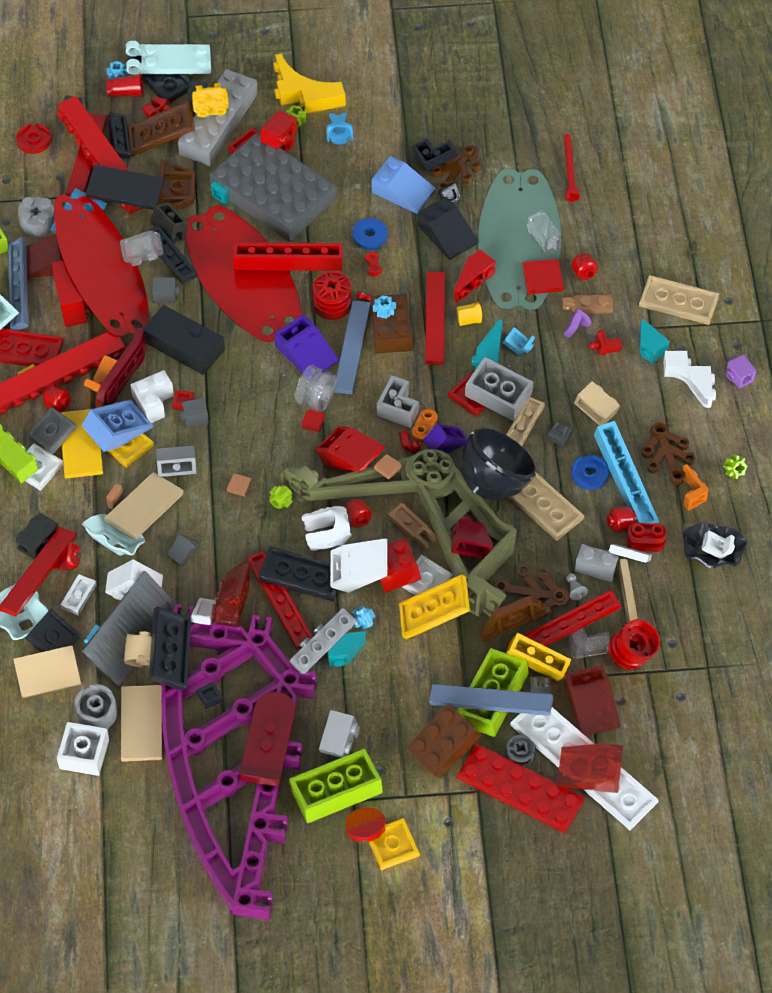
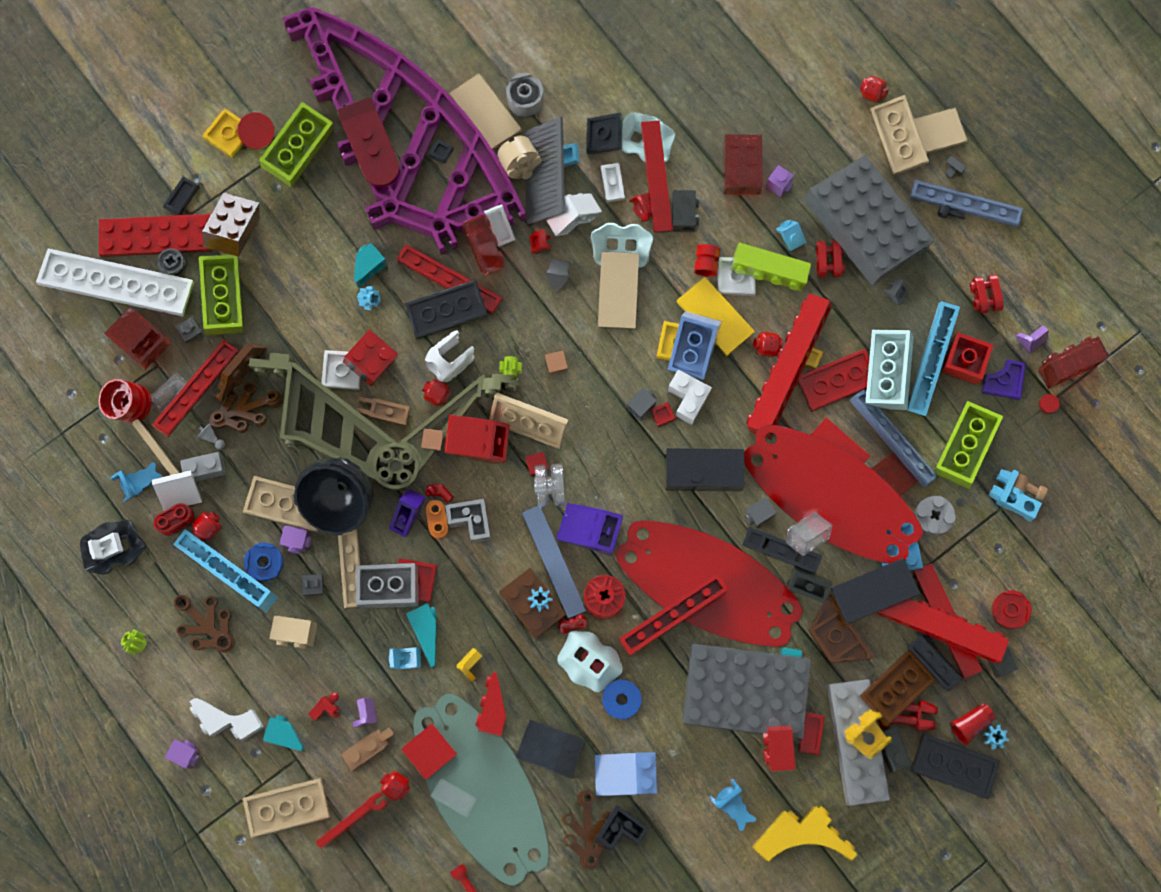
camera: 145 degrees right, 20 degrees up
(47, 671) = (586, 104): tan tile -> none
(52, 430) = (746, 310): dark grey tile -> none
(54, 483) = (707, 260): none -> red wheel
(83, 748) = (510, 57): white brick -> none
(103, 370) = (743, 384): orange bracket -> none
(114, 496) = (649, 285): nougat tile -> none
(123, 370) = (730, 405): dark red piece -> none
(168, 59) = (956, 786): light aqua hinge -> none
(170, 648) = (496, 163): black tile -> none
(176, 461) = (621, 345): light grey brick -> none
(180, 581) = (538, 242): none -> red tile
(297, 112) = (791, 793): lime gear -> none
(297, 444) = (529, 420): none -> tan tile
(323, 640) = (385, 250): light grey bracket -> none
(339, 734) = (317, 182): light grey brick -> none
(358, 564) = (396, 331): white slope -> none
(364, 271) = (580, 671): none -> light aqua piece
(434, 606) = (309, 332): yellow tile -> none
(435, 318) = (500, 641): red tile -> none
(451, 192) = (574, 791): tile -> none
(470, 539) = (314, 405): dark red torso -> none
(474, 810) = (181, 196): none -> black tile
(491, 699) = (210, 275): sand blue tile -> none
(539, 657) = (199, 342): yellow brick -> none
(552, 470) = (295, 539): none -> medium lavender brick
(591, 767) = (100, 271): clear red slope -> none
(633, 256) = (351, 820): none -> red tile
(665, 587) = (133, 484): none -> dark azure hair
(700, 490) = (153, 589): orange bracket -> none

